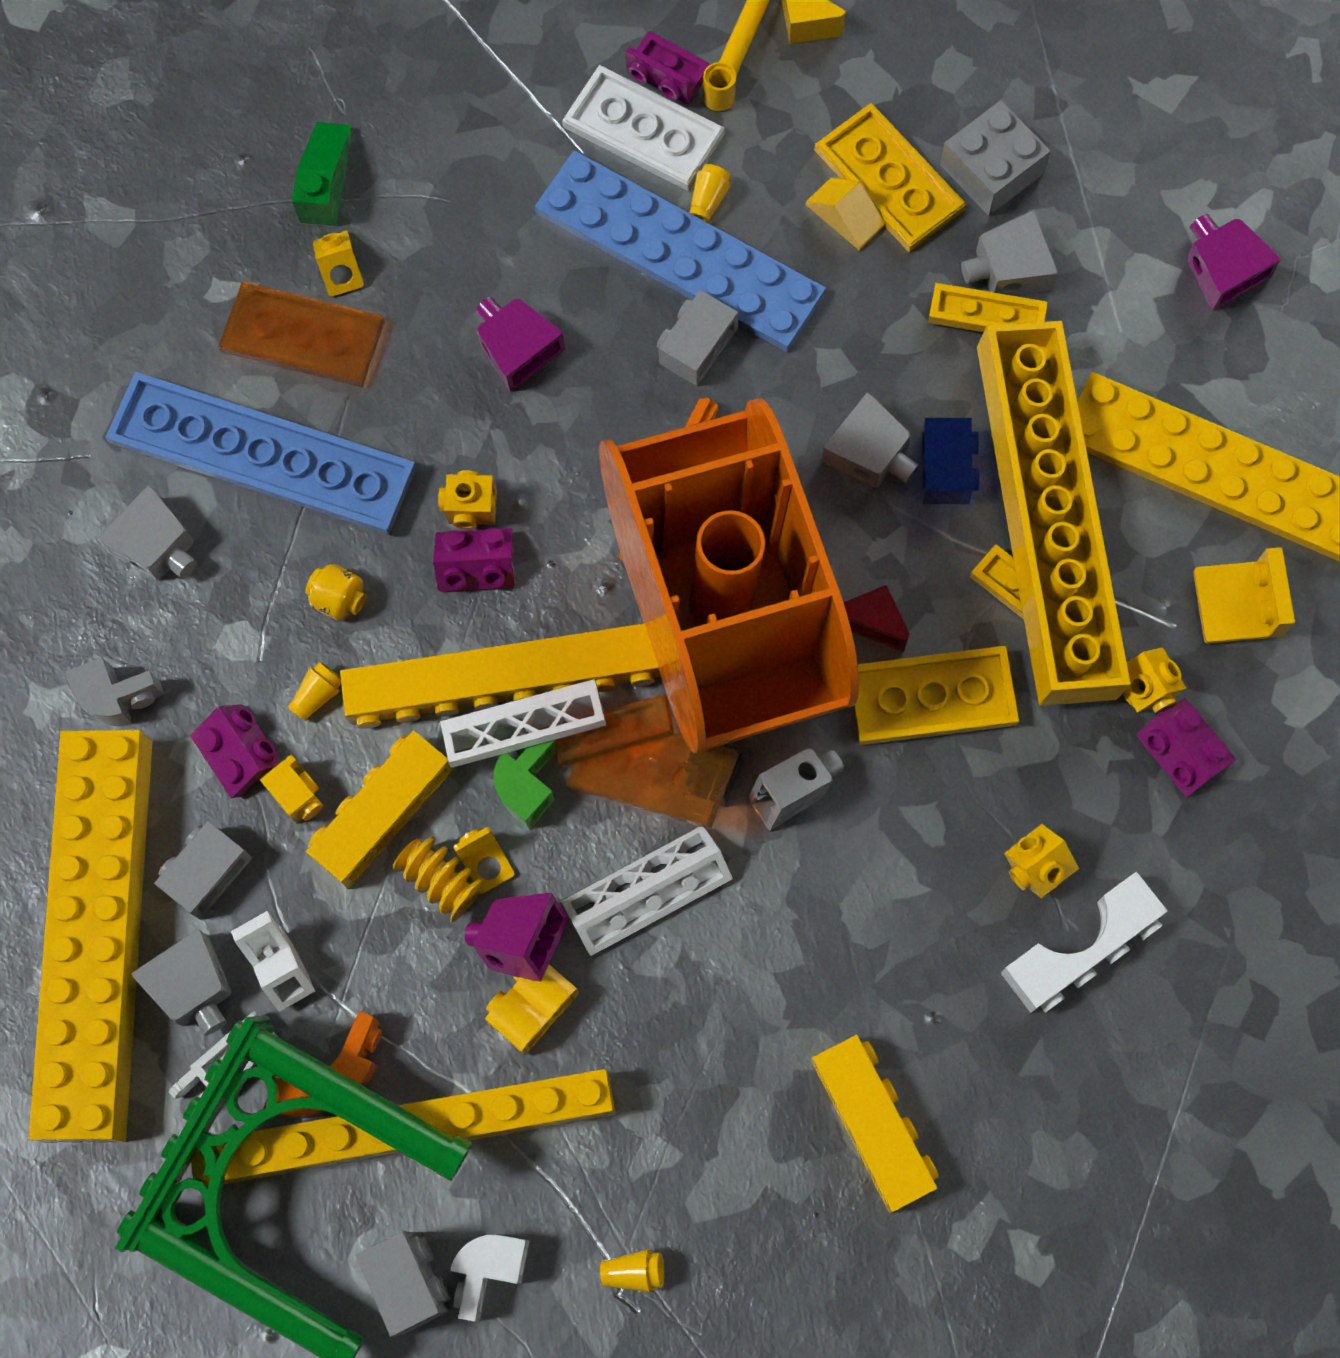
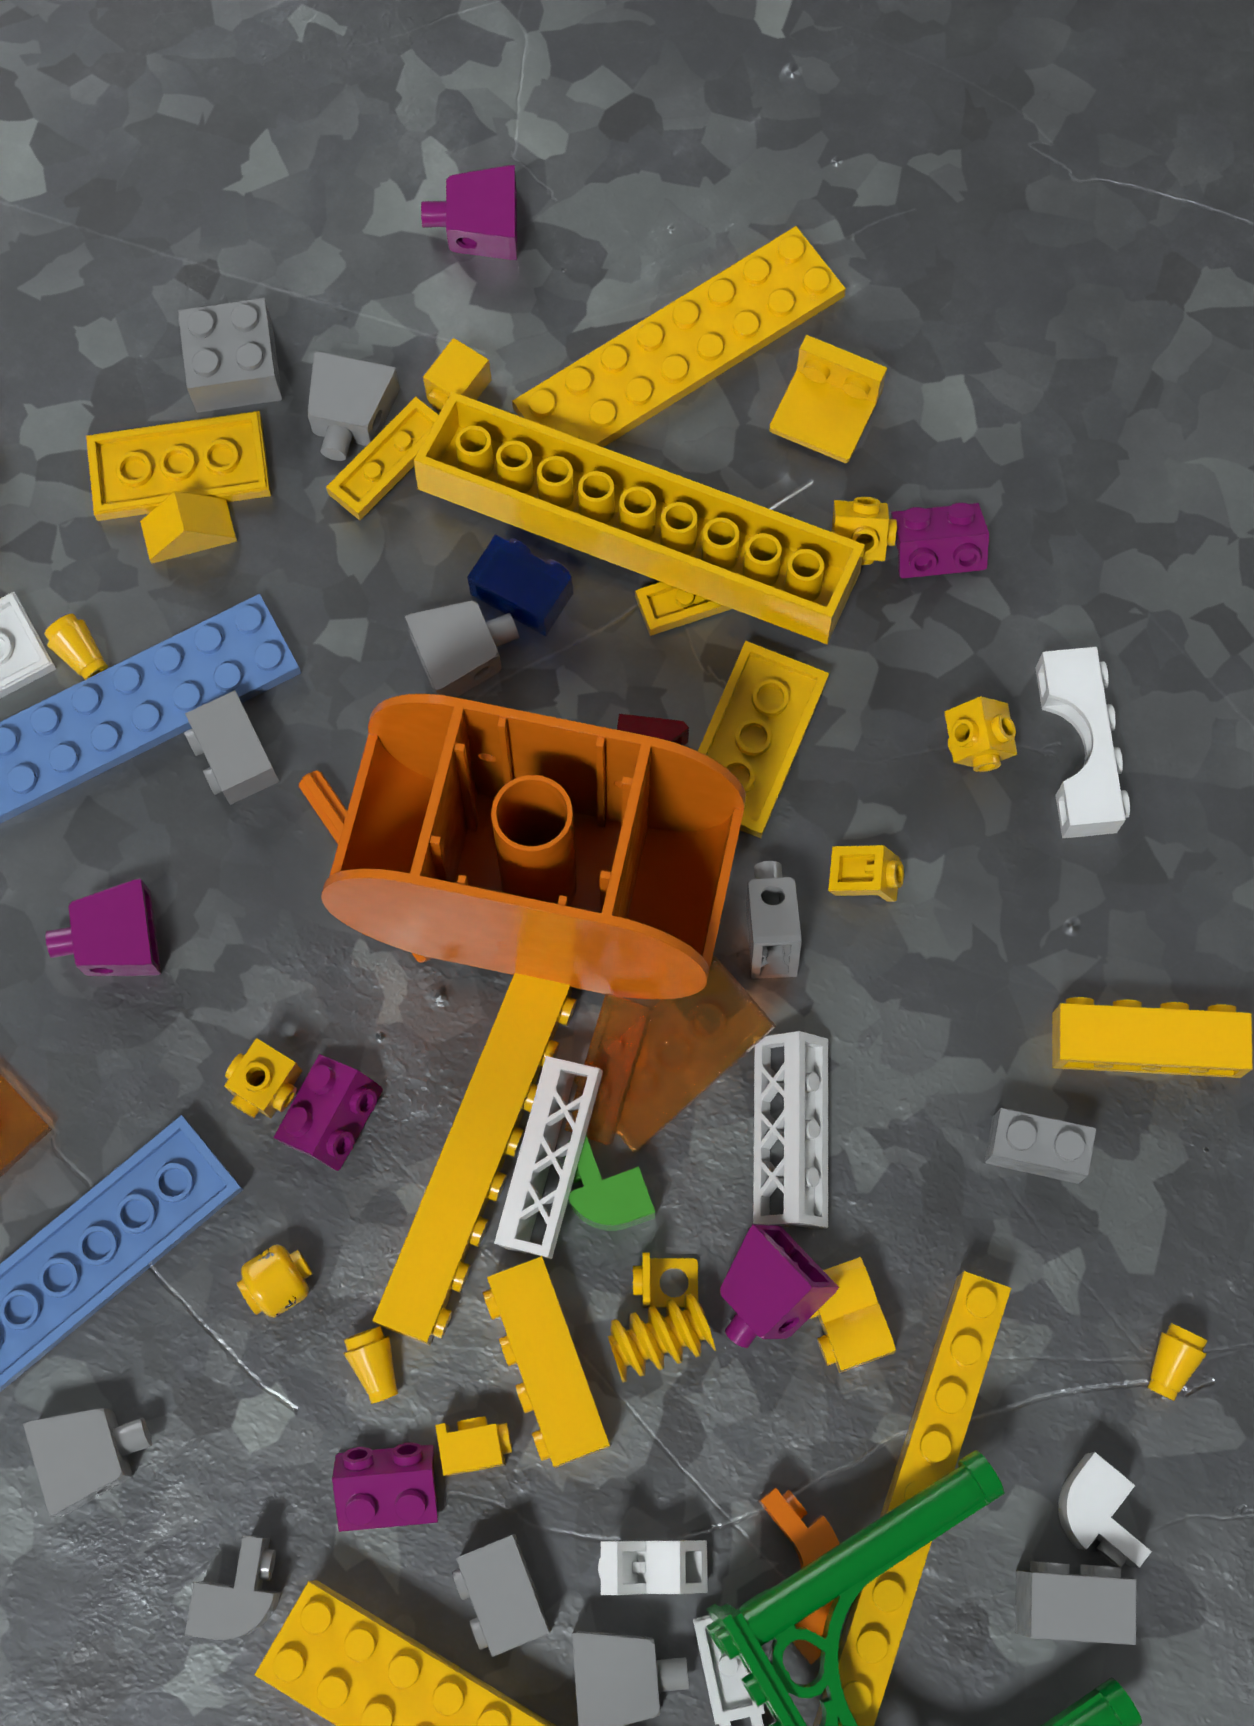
camera: 65 degrees left, 0 degrees up
(739, 1079) = (1040, 1145): none -> light grey brick
(878, 836) = (865, 872): none -> yellow bracket
(1083, 321) = (458, 371): none -> yellow brick

